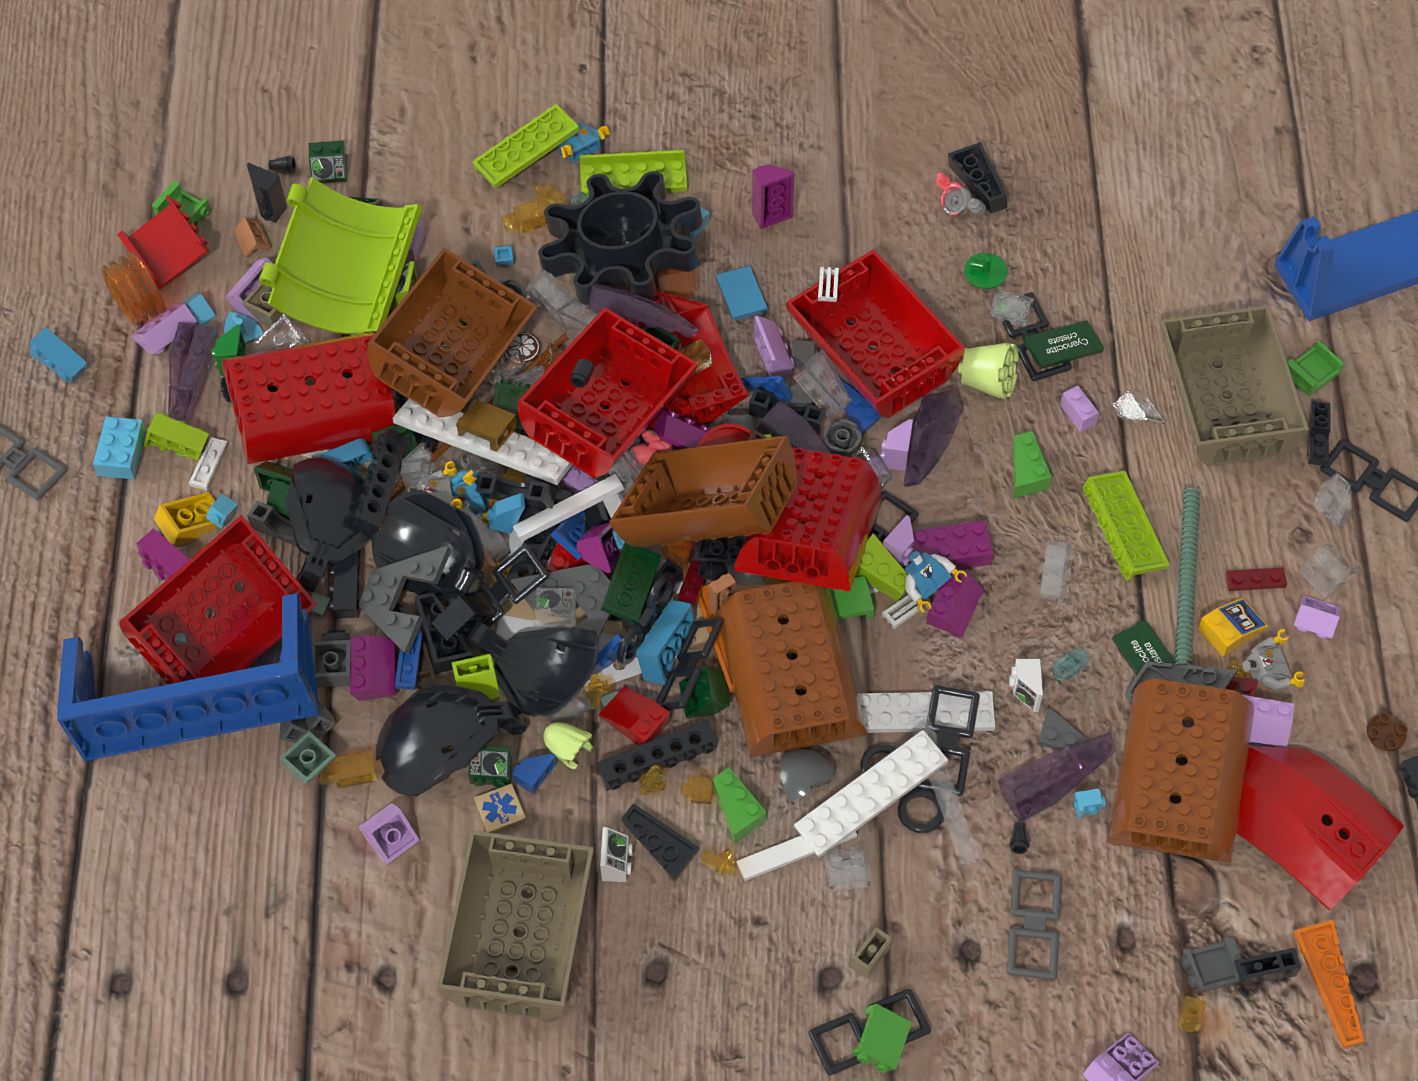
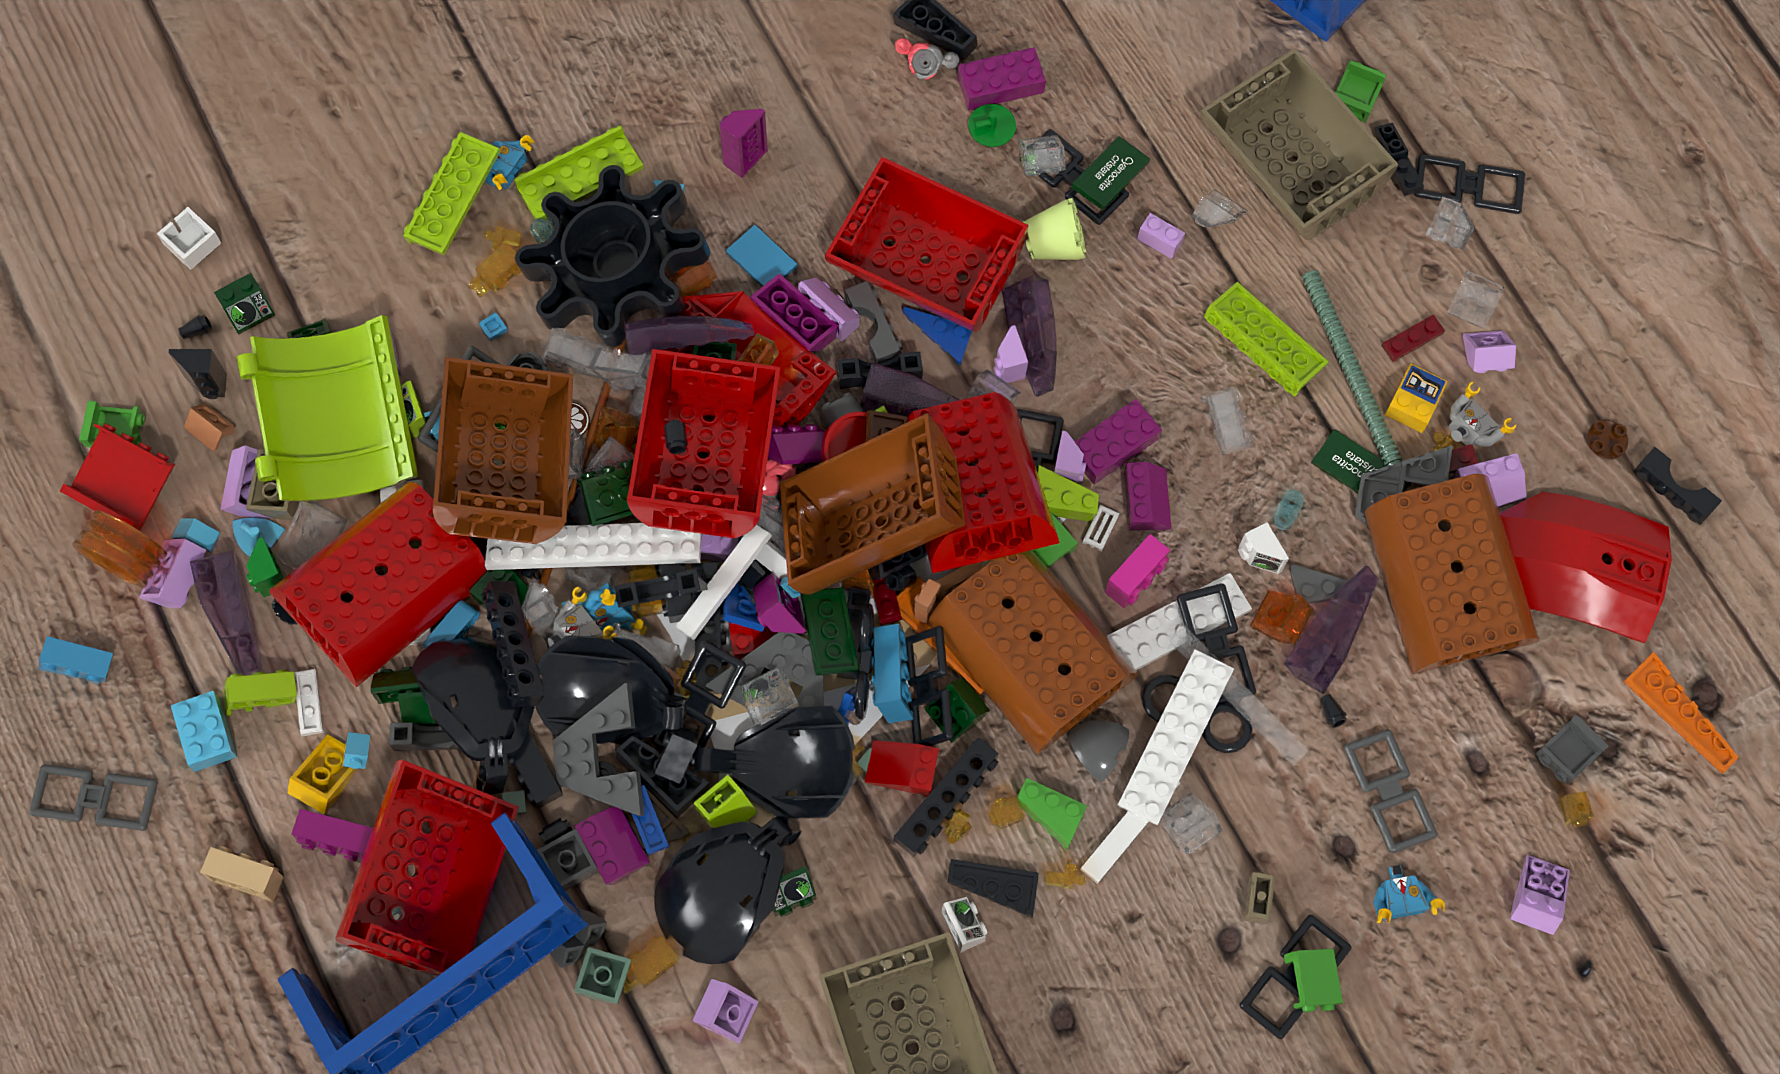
camera: 30 degrees left, 10 degrees up
(86, 559) = (242, 873): none -> tan brick
(316, 105) = (193, 241): none -> white piece
(487, 423) = (593, 530): pearl gold panel -> none
(499, 809) = (820, 929): tan tile -> none
(506, 513) = (663, 616): dark azure slope -> none
(533, 771) = (833, 875): blue slope -> none
(566, 741) = (852, 828): yellowish green hair -> none
(742, 341) = (796, 313): none -> magenta slope
(771, 384) = (861, 350): blue wing -> none
(823, 384) = (902, 324): clear wedge -> none
(829, 272) = (852, 202): white tile -> none
(842, 437) = (952, 365): dark grey brick -> none
(911, 653) = (1137, 572): none -> dark pink brick
(927, 575) = (1113, 485): torso -> none
(996, 1012) = (1404, 897): none -> dark azure torso
(1012, 238) = (1001, 78): none -> magenta brick
(1017, 745) = (1282, 616): none -> clear orange slope
(1029, 466) = (1144, 319): bright green wedge -> none
(1088, 802) = (1378, 644): medium azure brick -> none
(1269, 966) = (1624, 728): black slope -> none

